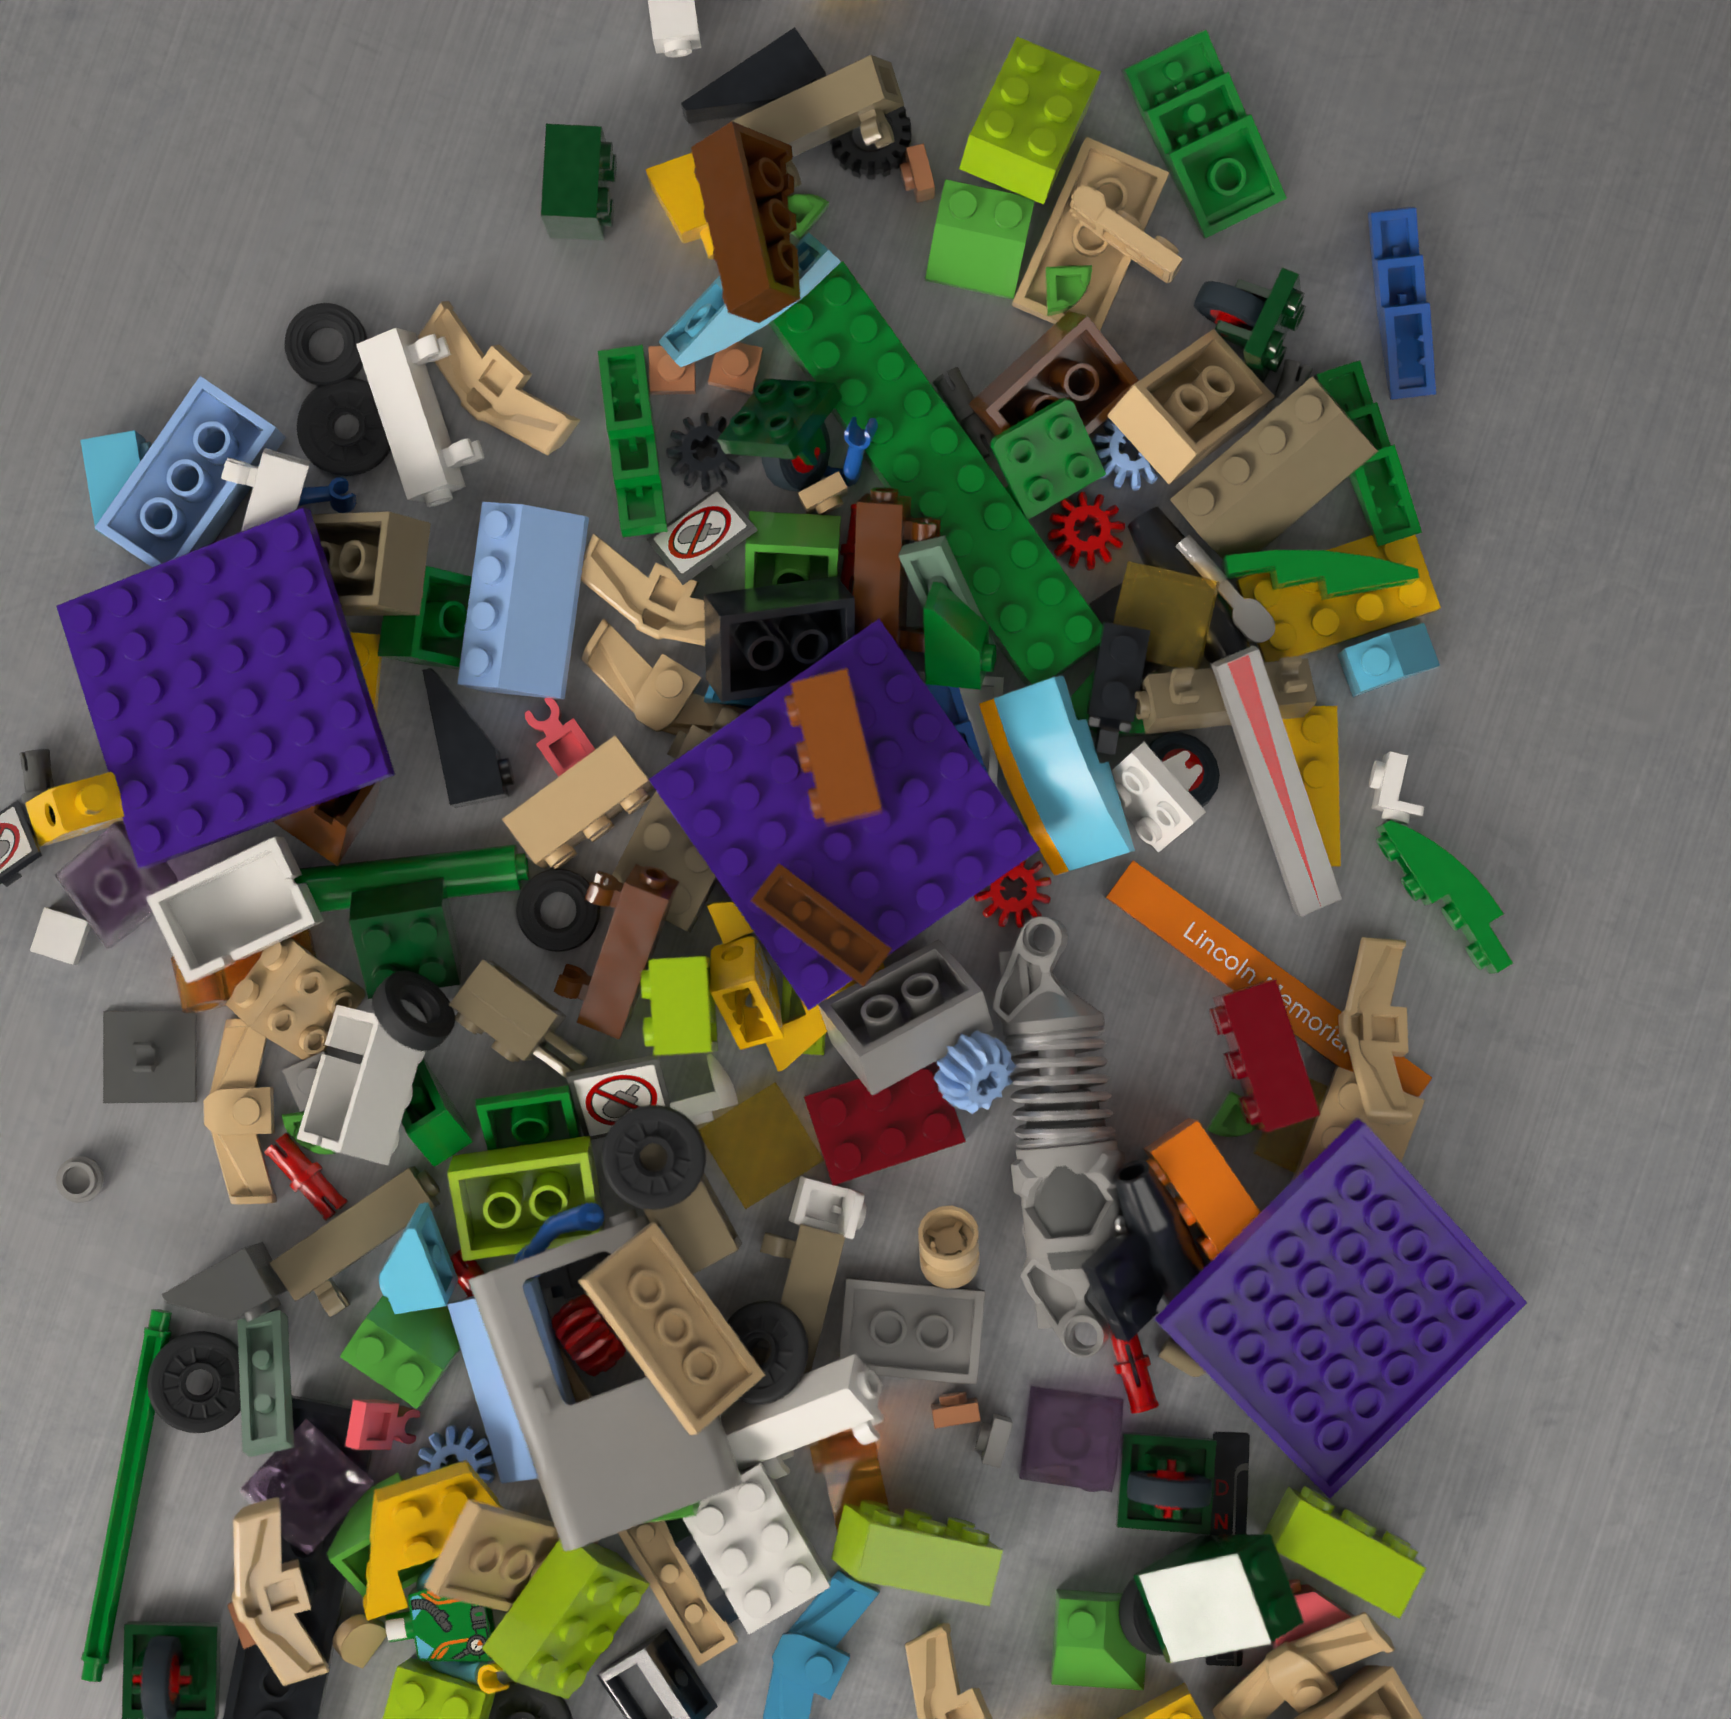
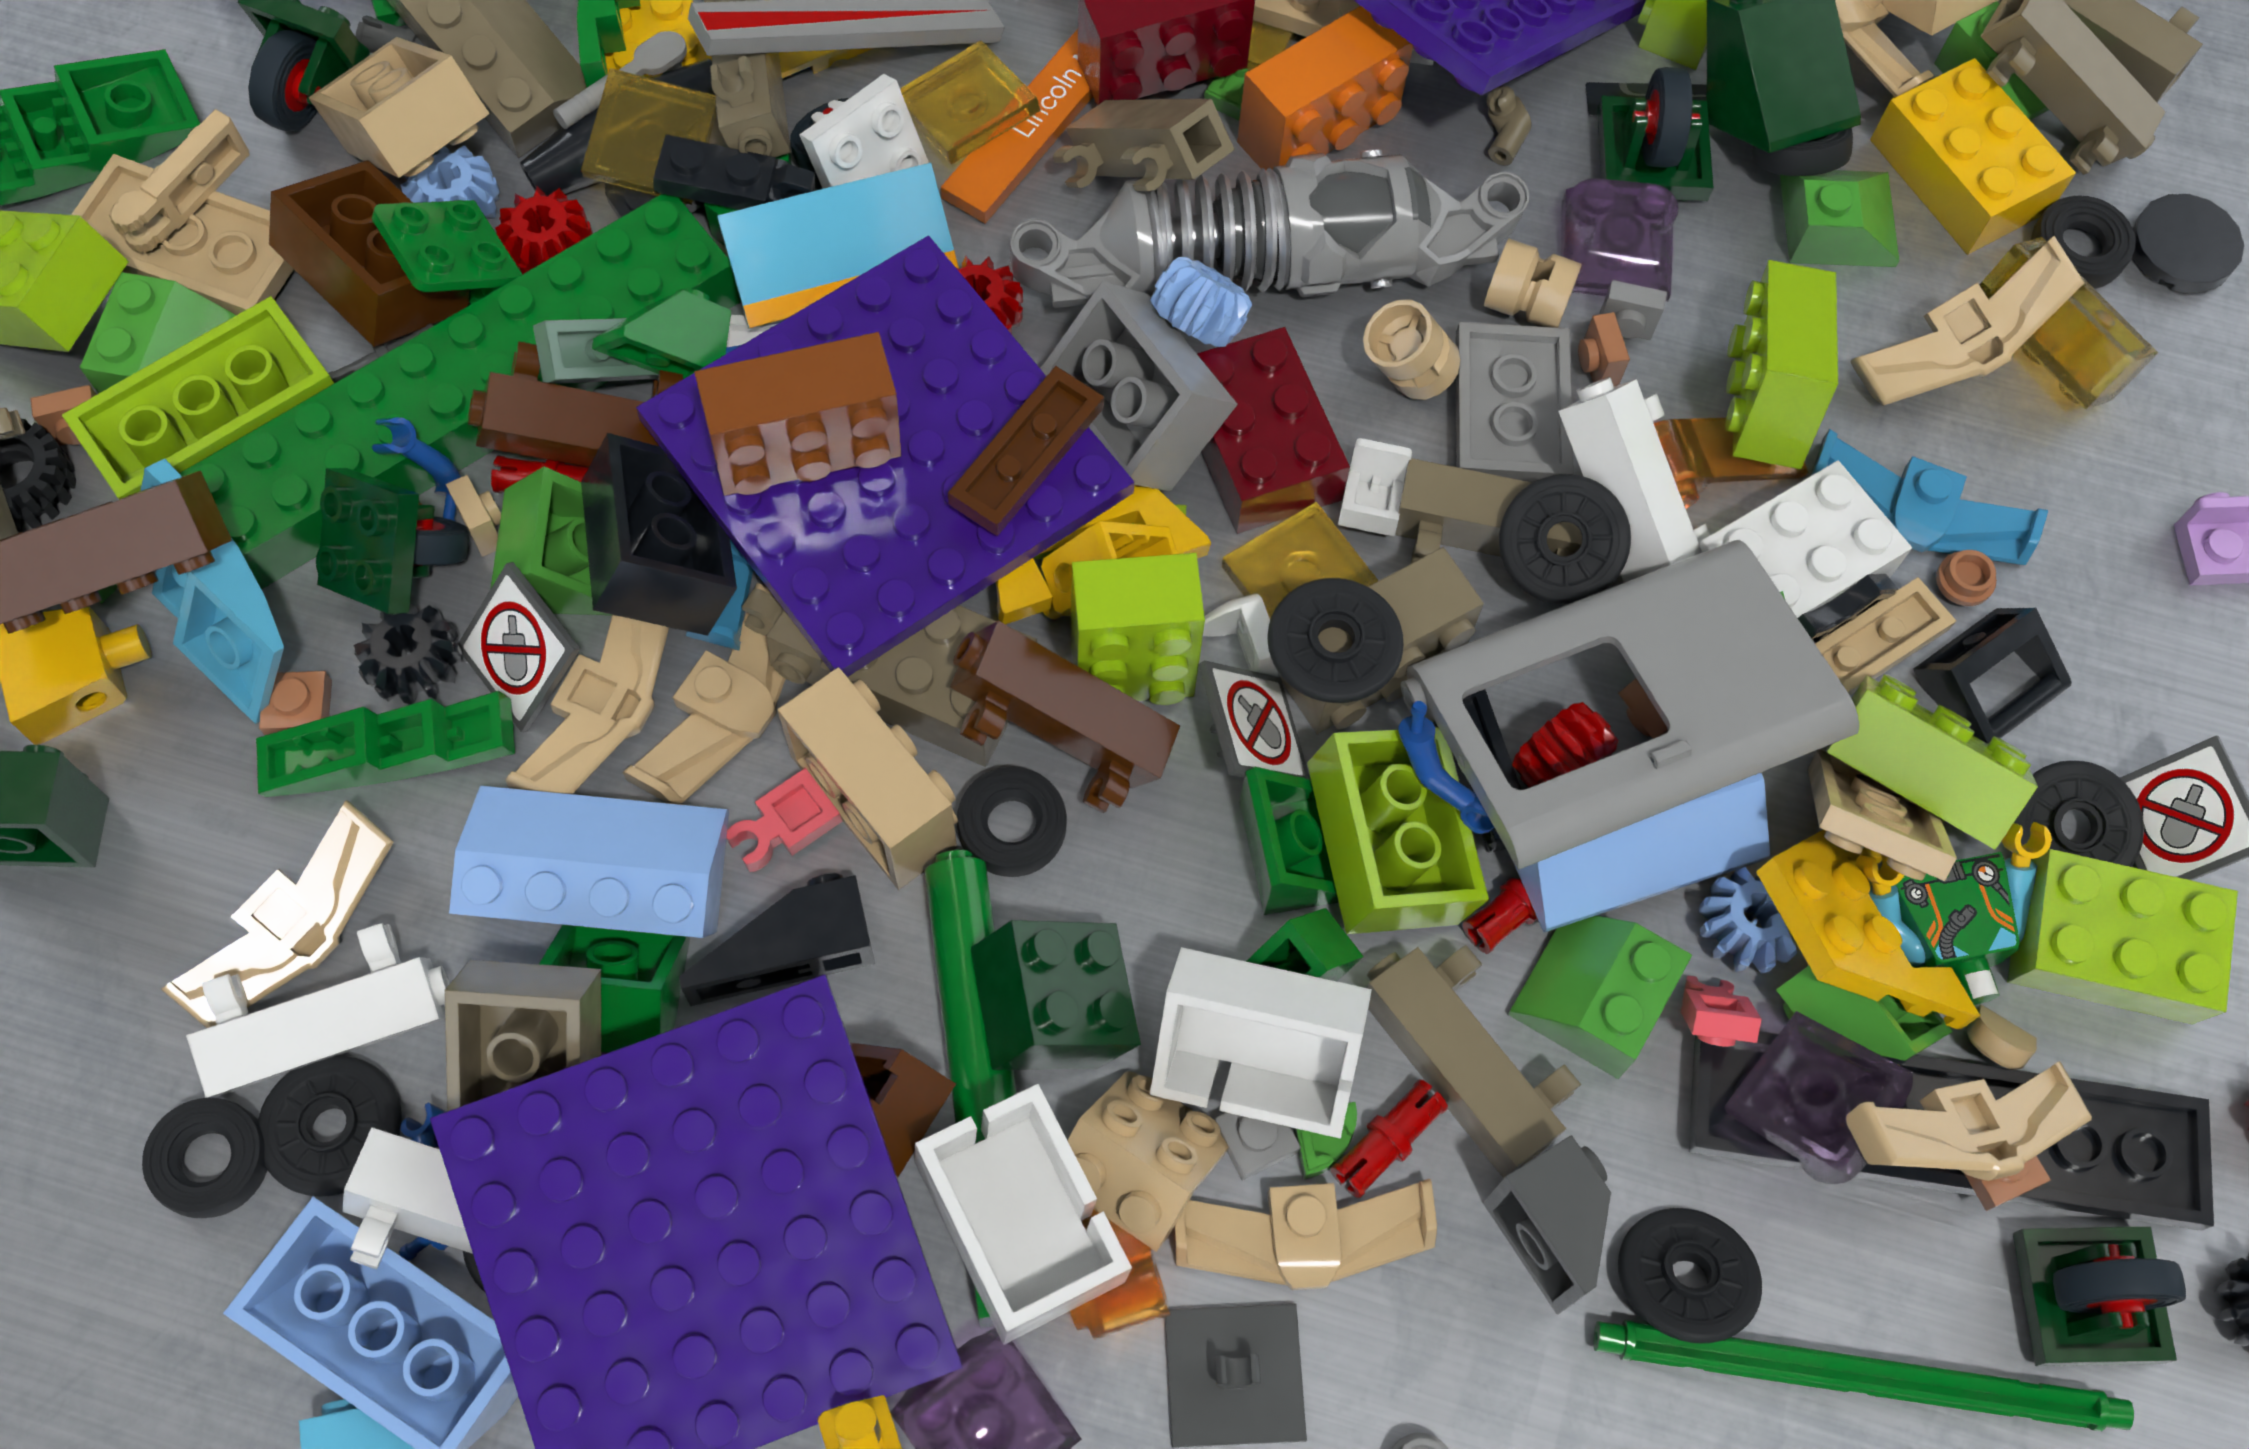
camera: 100 degrees left, 20 degrees down
(265, 1384) = (1694, 1164): sand green plate -> none
(400, 1023) = (1157, 957): black tyre -> none
(419, 1267) = (1502, 962): medium azure slope -> none
(513, 1016) = (1156, 852): dark tan brick -> none
(672, 1328) = (1553, 607): tan plate -> none
(736, 368) = (304, 626): nougat plate -> none
(743, 1685) = (1966, 577): none -> nougat plate
(912, 277) = (198, 397): none -> lime slope
(1025, 1342) = (1532, 284): none -> tan wheel
(1065, 286) = (238, 252): bright green tile -> none
(1140, 1395) = (1541, 176): red pin -> none
(1142, 1035) = (1146, 141): none -> dark tan brick
(1147, 1263) = (1409, 125): black plate -> none
(1219, 882) = (968, 102): none -> clear yellow tile

